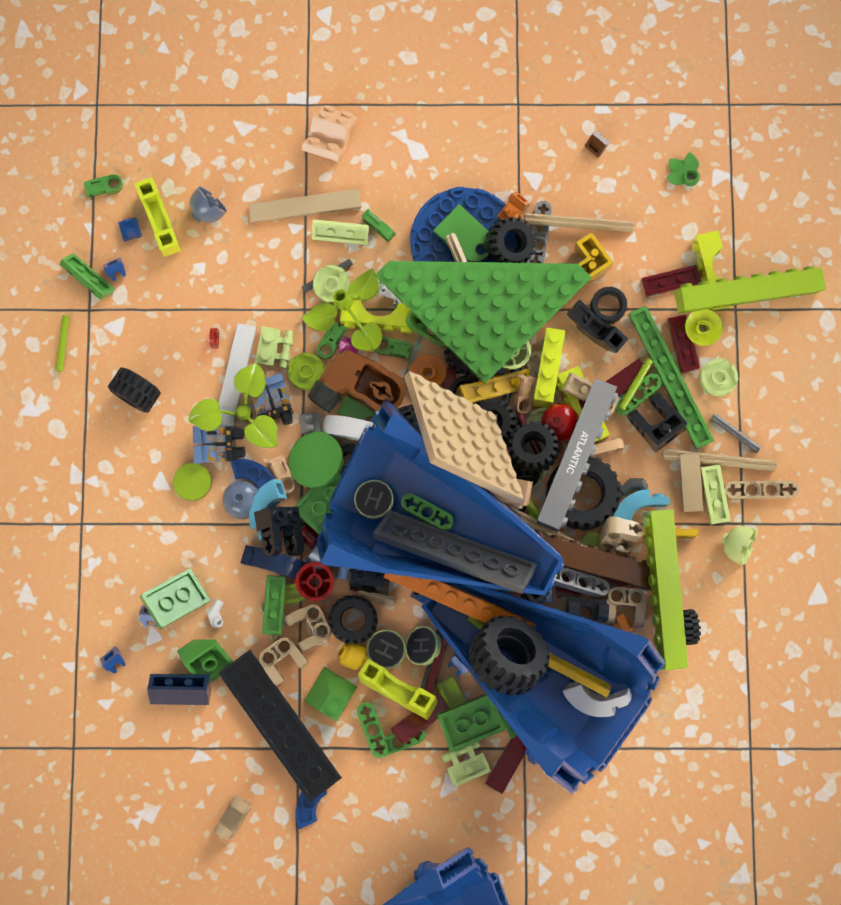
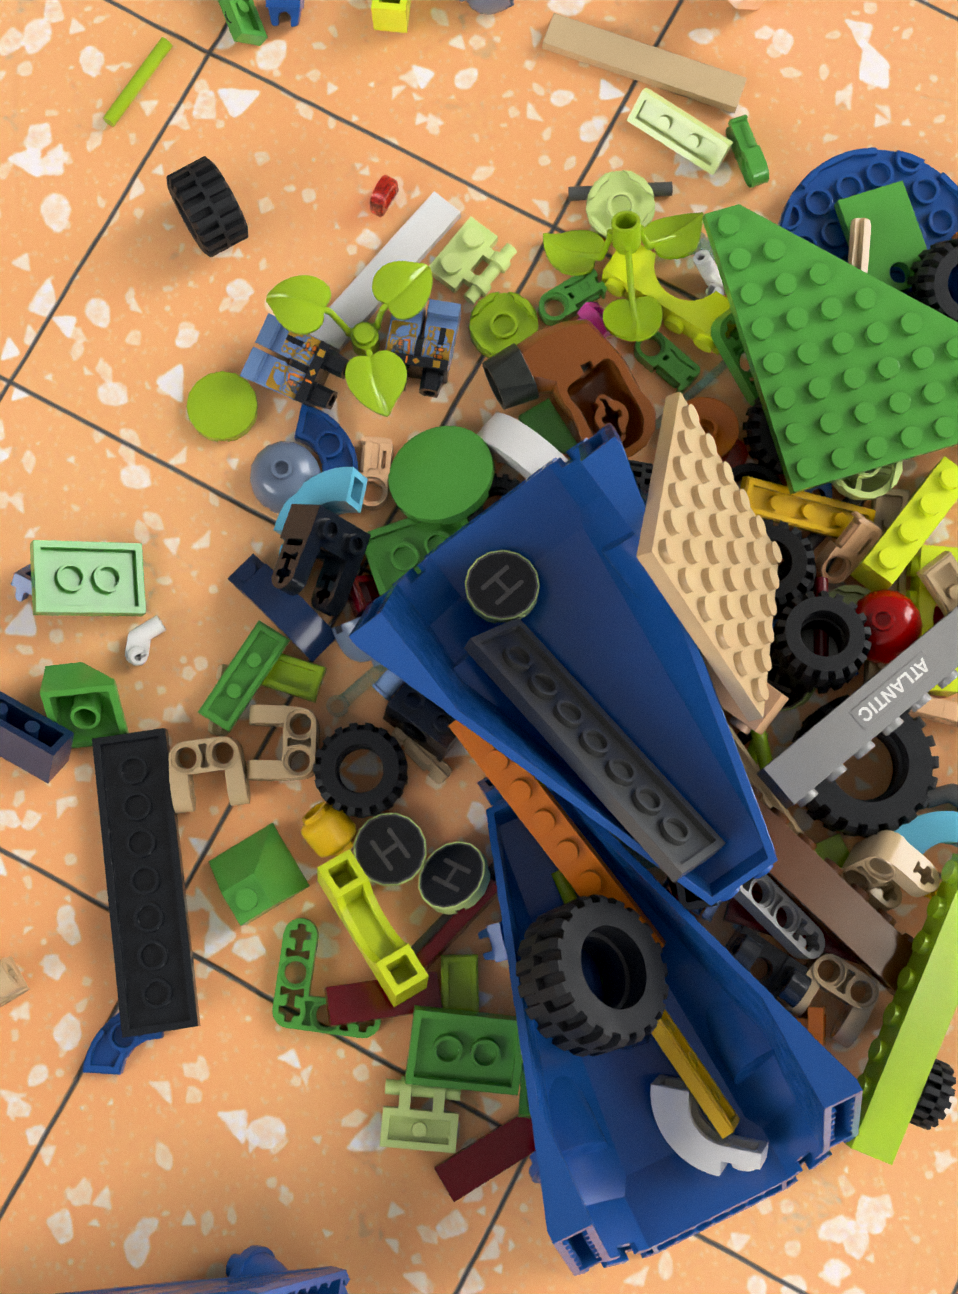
camera: 25 degrees right, 0 degrees up
(310, 423) = (464, 411): light grey tile -> none
(314, 583) = (329, 676): red cylinder -> none
(429, 520) = (574, 627): bright green beam -> none

